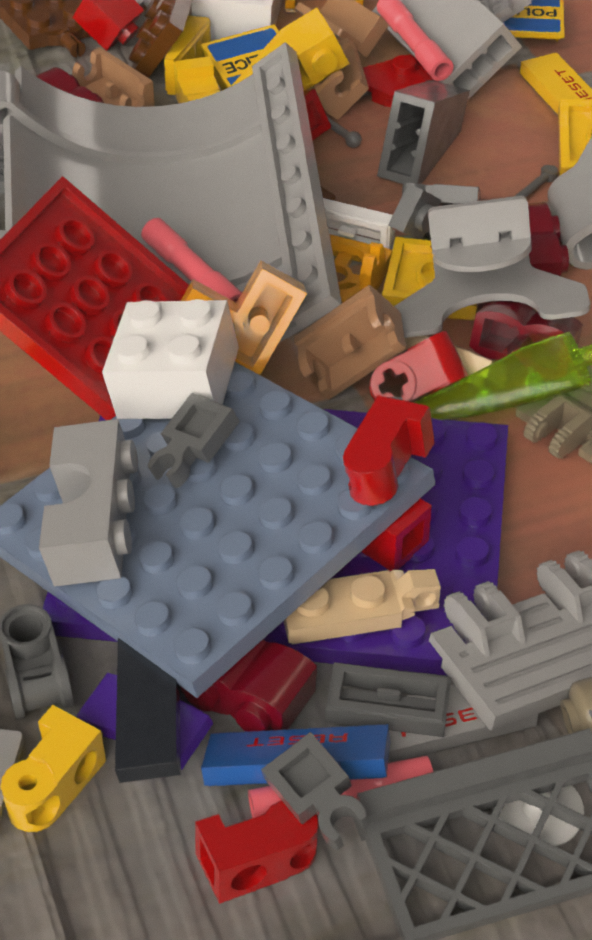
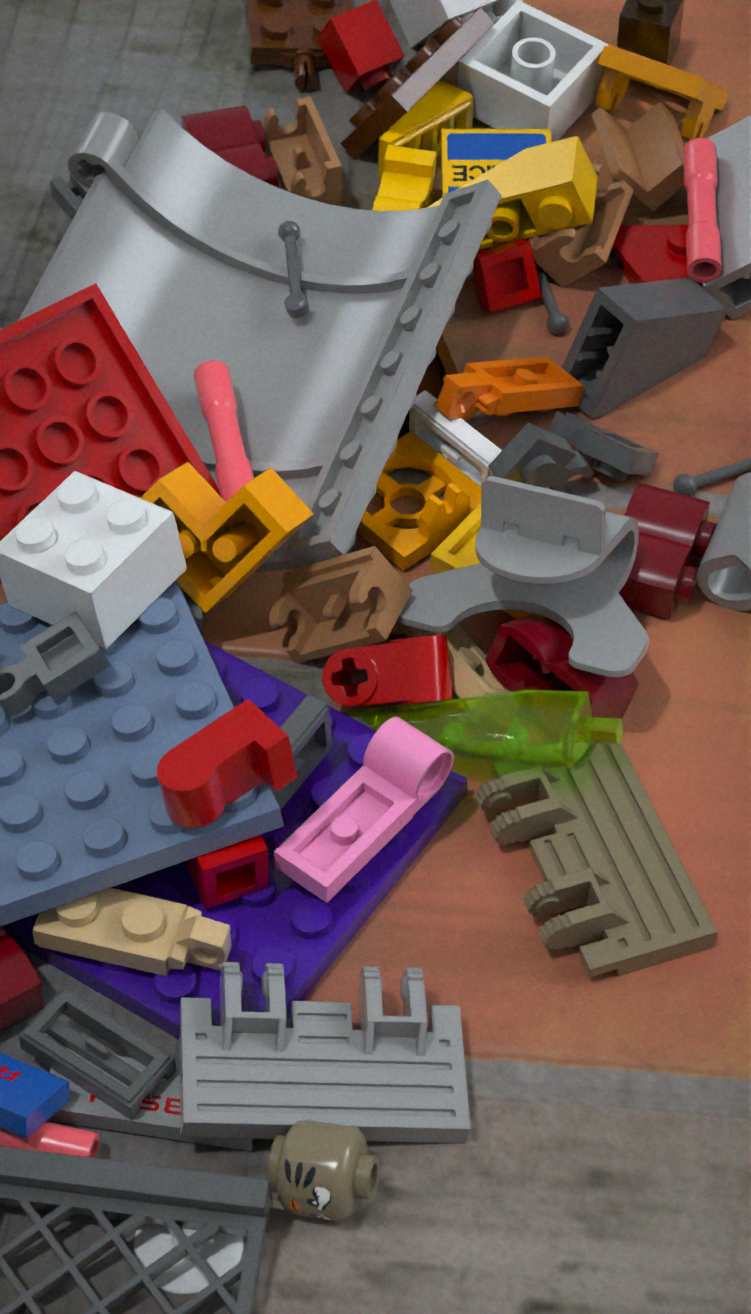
camera: 25 degrees right, 5 degrees up
(183, 169) = (296, 302): none -> dark grey hinge
(361, 178) = (508, 388): none -> orange hinge
(469, 461) = (367, 811): none -> bright pink plate

